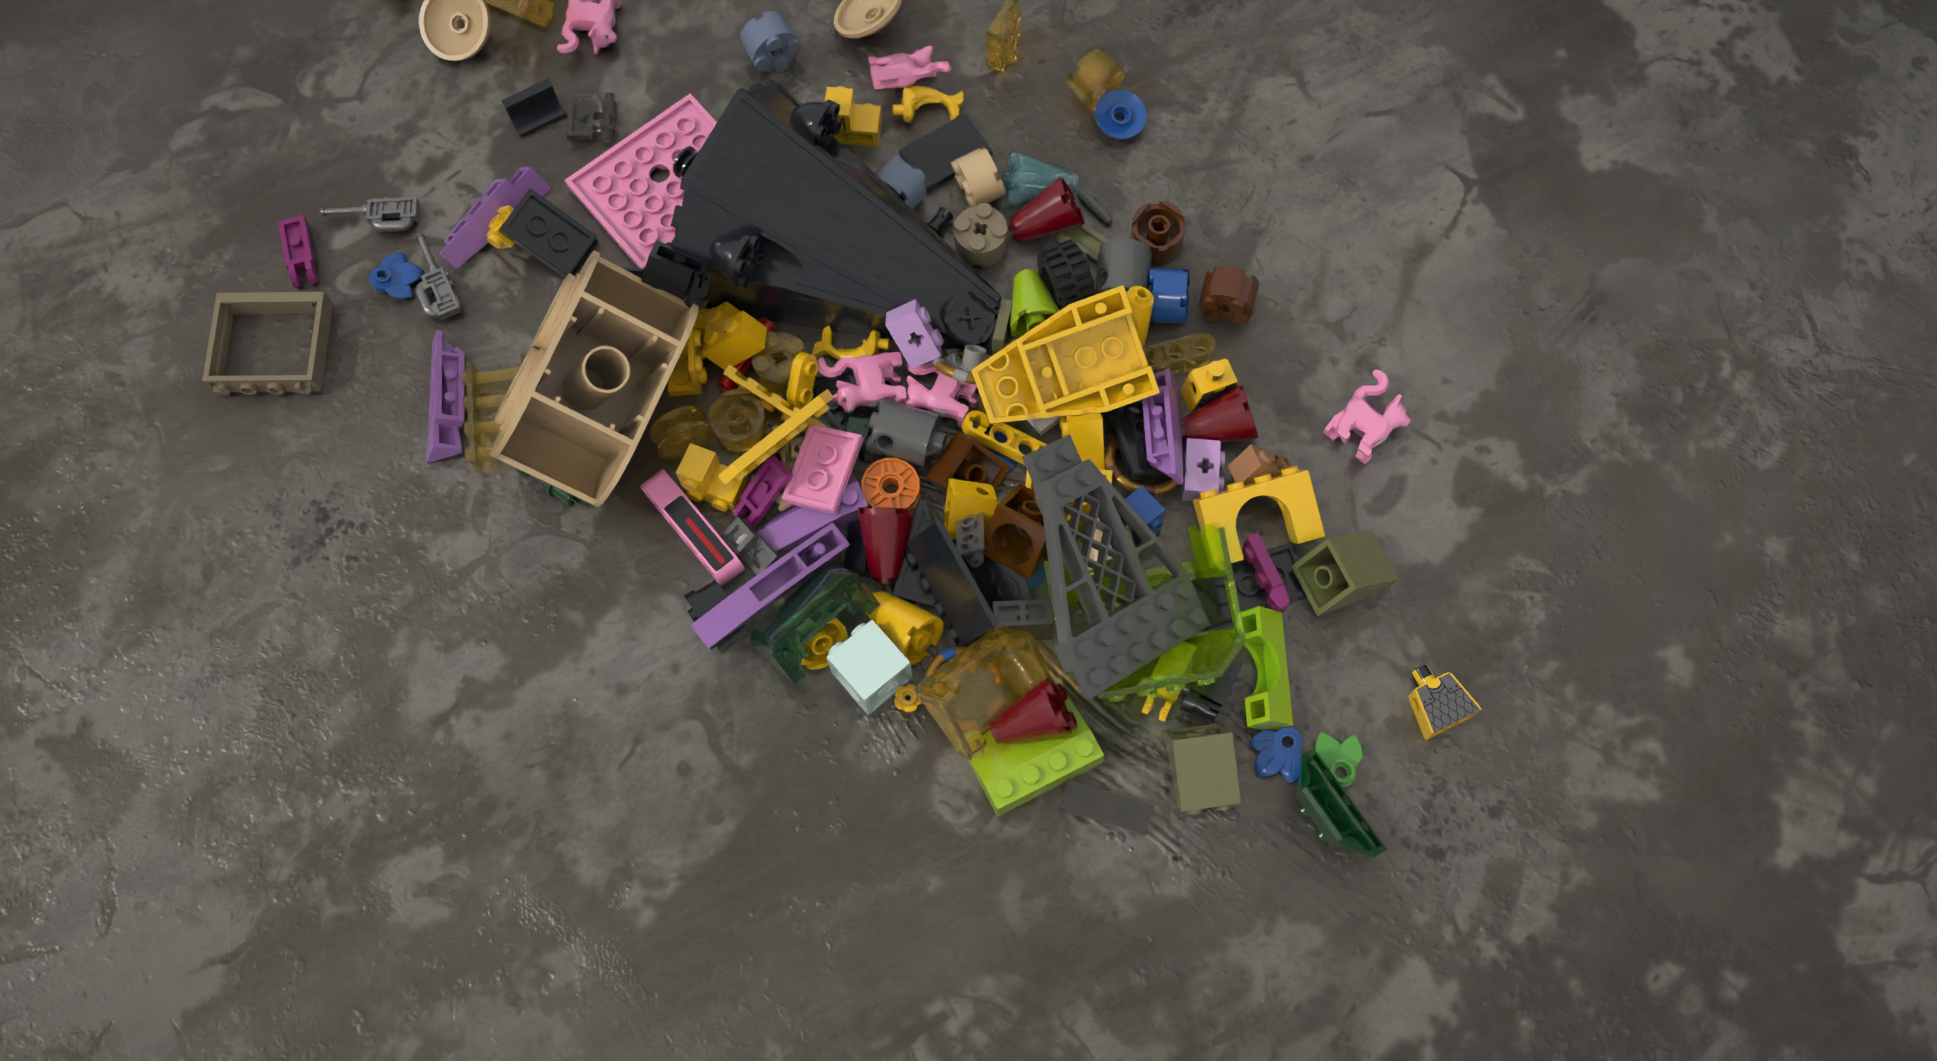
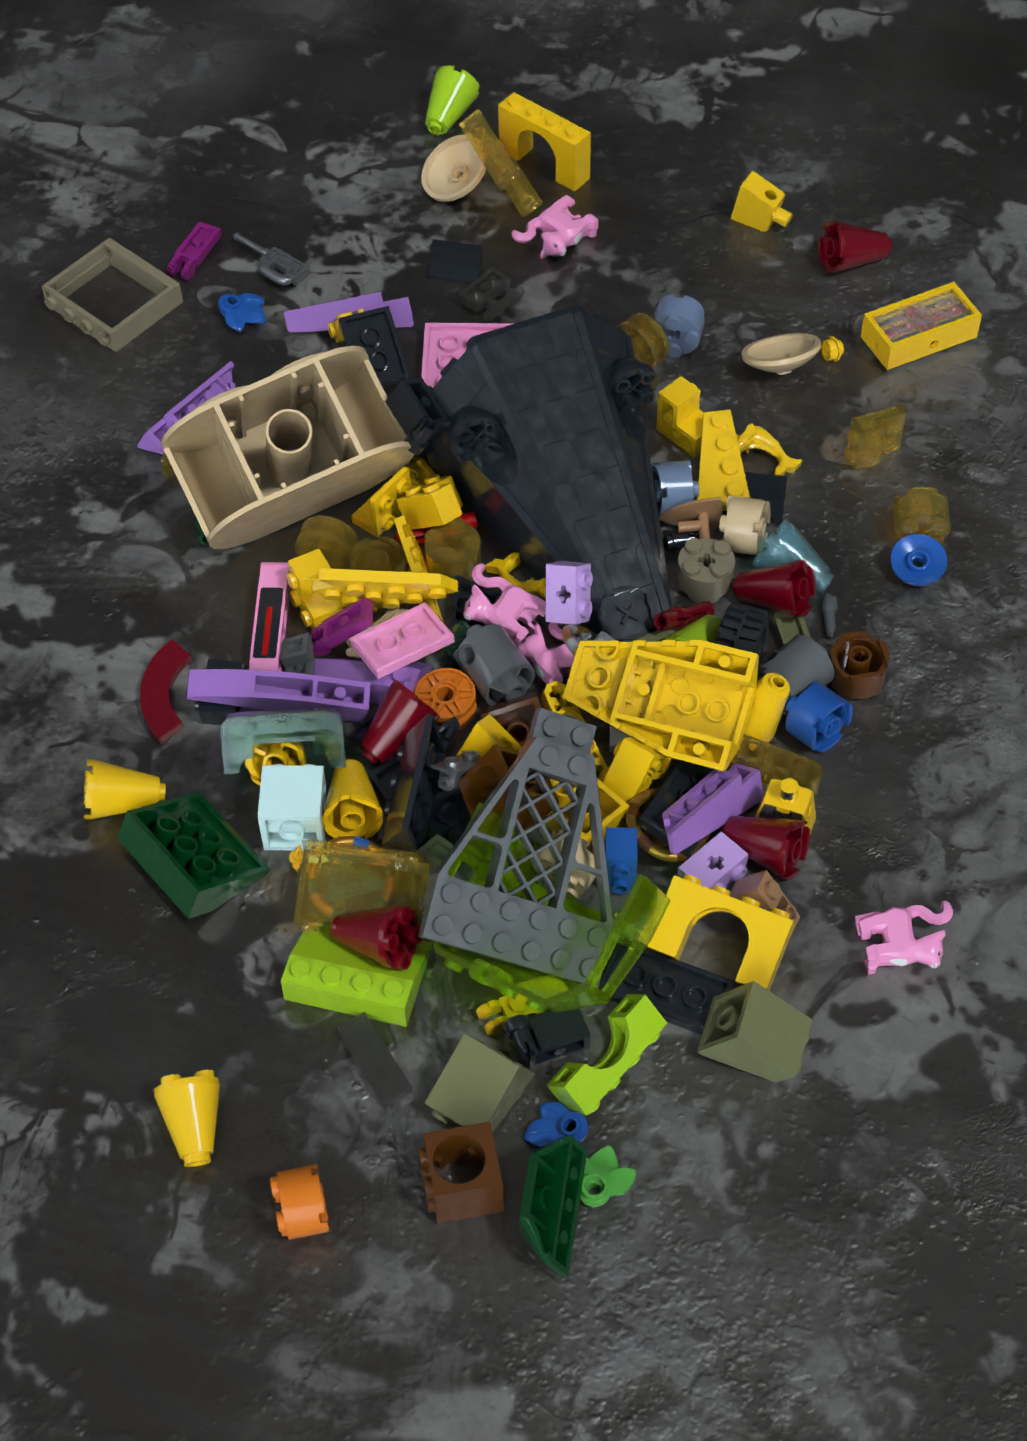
camera: 40 degrees right, 15 degrees down
(437, 282) = (264, 334): flat silver piece -> none
(660, 657) = (156, 690): none -> dark red tile
(718, 763) = (117, 789): none -> yellow cone
(756, 68) = (648, 339): none -> clear yellow wheel
(802, 380) = (452, 563): yellow plate -> none
(822, 763) = (191, 852): none -> dark green slope
(904, 69) = (763, 409): bright pink animal -> none
(913, 139) = (720, 459): none -> yellow wing
(939, 199) = (695, 516): none -> medium nougat shield
(1005, 289) = (679, 617): none -> dark red pin
(1028, 962) = (190, 1114): none -> yellow cone
(1171, 957) = (301, 1202): none -> orange brick
(1228, 295) = (869, 751): reddish brown brick -> none
(1258, 812) = (461, 1145): none -> reddish brown brick
(1266, 573) = (682, 984): magenta hinge -> none
(1440, 702) = (736, 1204): torso -> none

